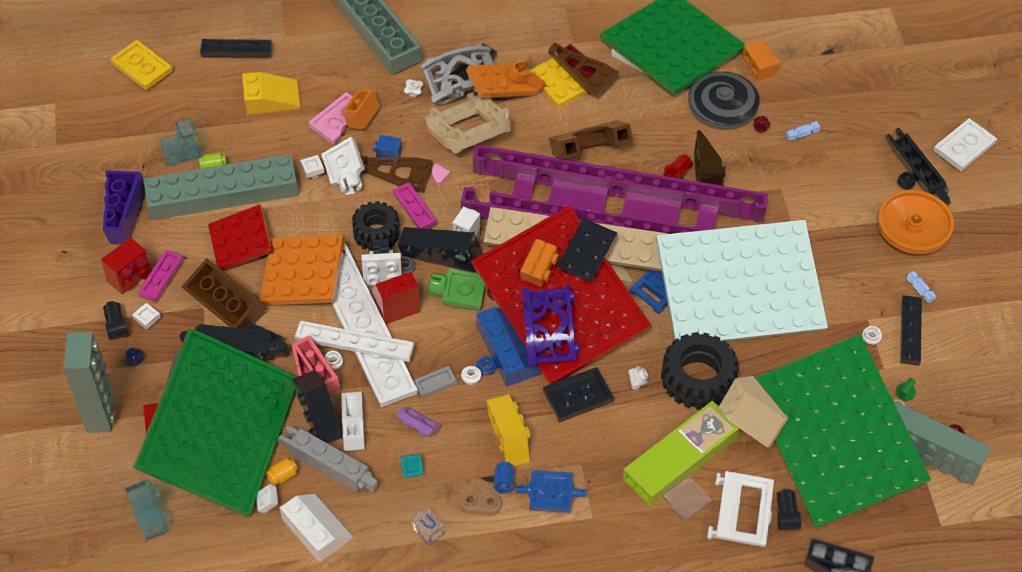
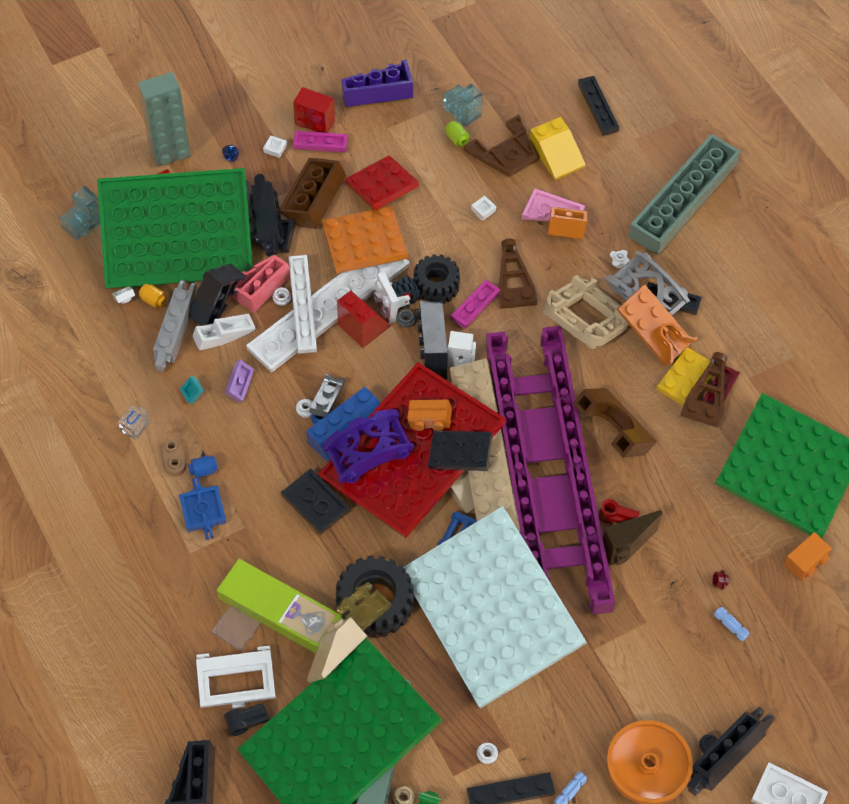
camera: 70 degrees right, 5 degrees up
(115, 324) = (257, 129): black piece -> none
(141, 65) = (544, 44): yellow plate -> none
(220, 187) = (432, 150): sand green brick -> none
(257, 127) = (509, 155): none -> reddish brown wing
(314, 525) = (109, 337): white slope -> none
(344, 166) = (493, 232): white plate -> none
(388, 146) = (534, 261): blue brick -> none
(435, 382) = (289, 383): light grey tile -> none
(440, 174) = (524, 313): bright pink tile -> none
(458, 288) = (392, 364): bright green plate -> none
(467, 351) = (327, 395): none -> plate
(509, 428) = (252, 453): yellow wedge -> none
(638, 377) = (354, 548): white plate -> none
(724, 100) = (737, 537): dish -> none
(724, 367) = (369, 610): none -> clear yellow plate

